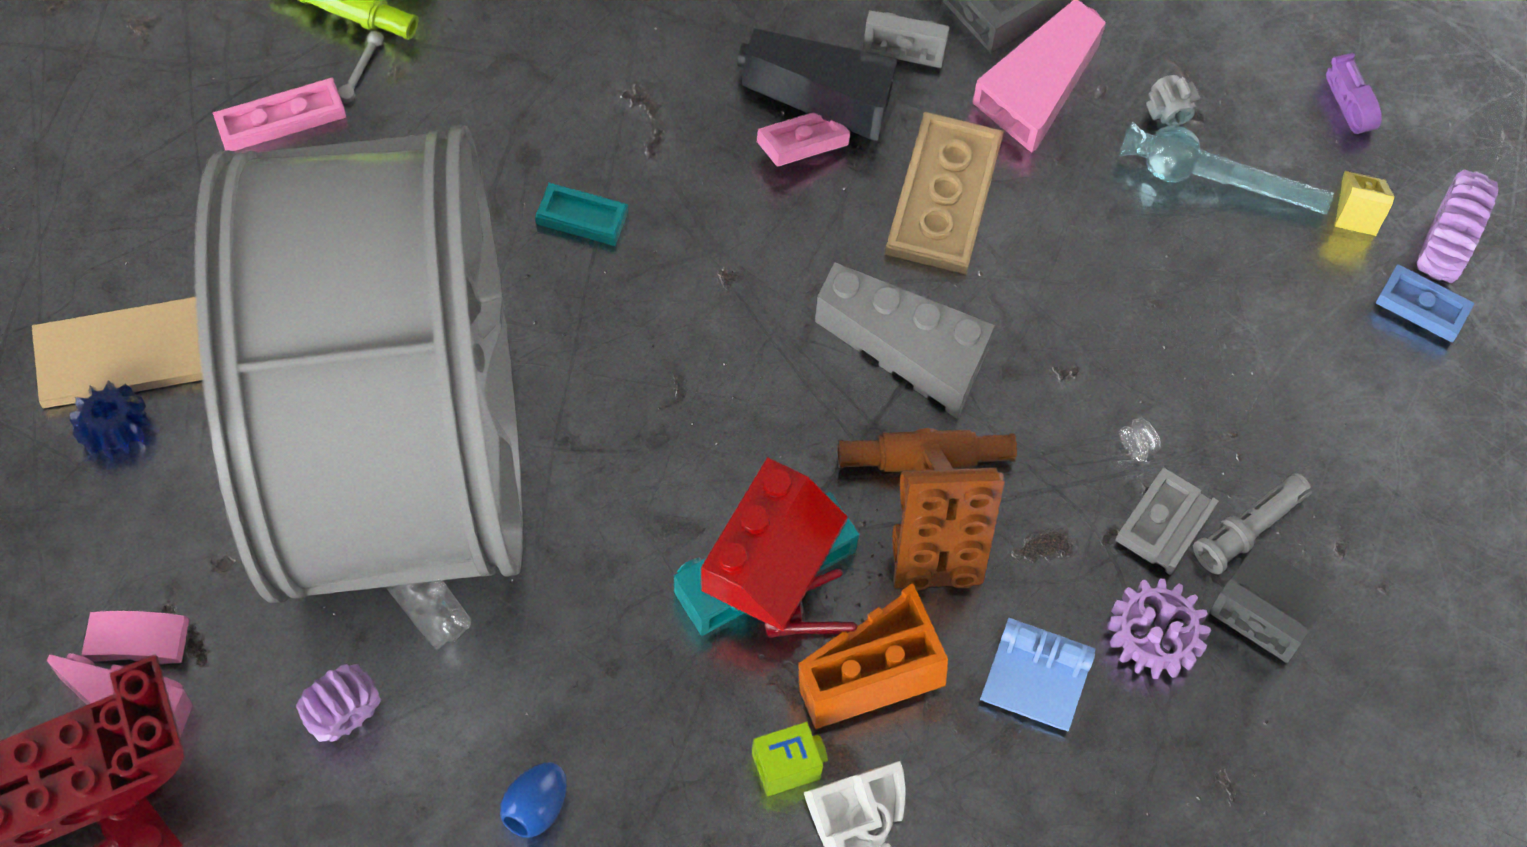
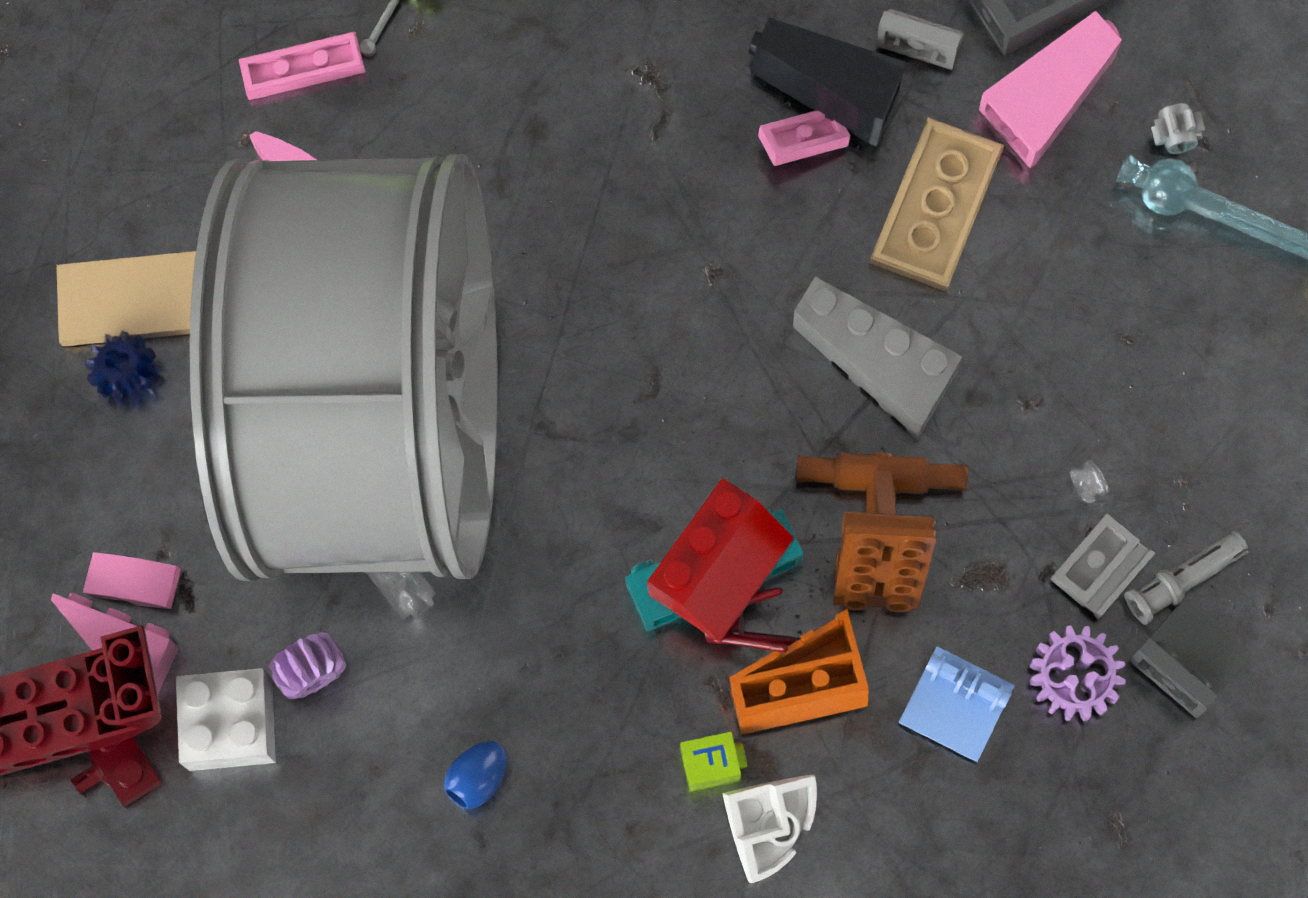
camera: 15 degrees right, 10 degrees up
(251, 770) = (225, 719): none -> white brick
(581, 214) = (580, 195): teal tile -> none

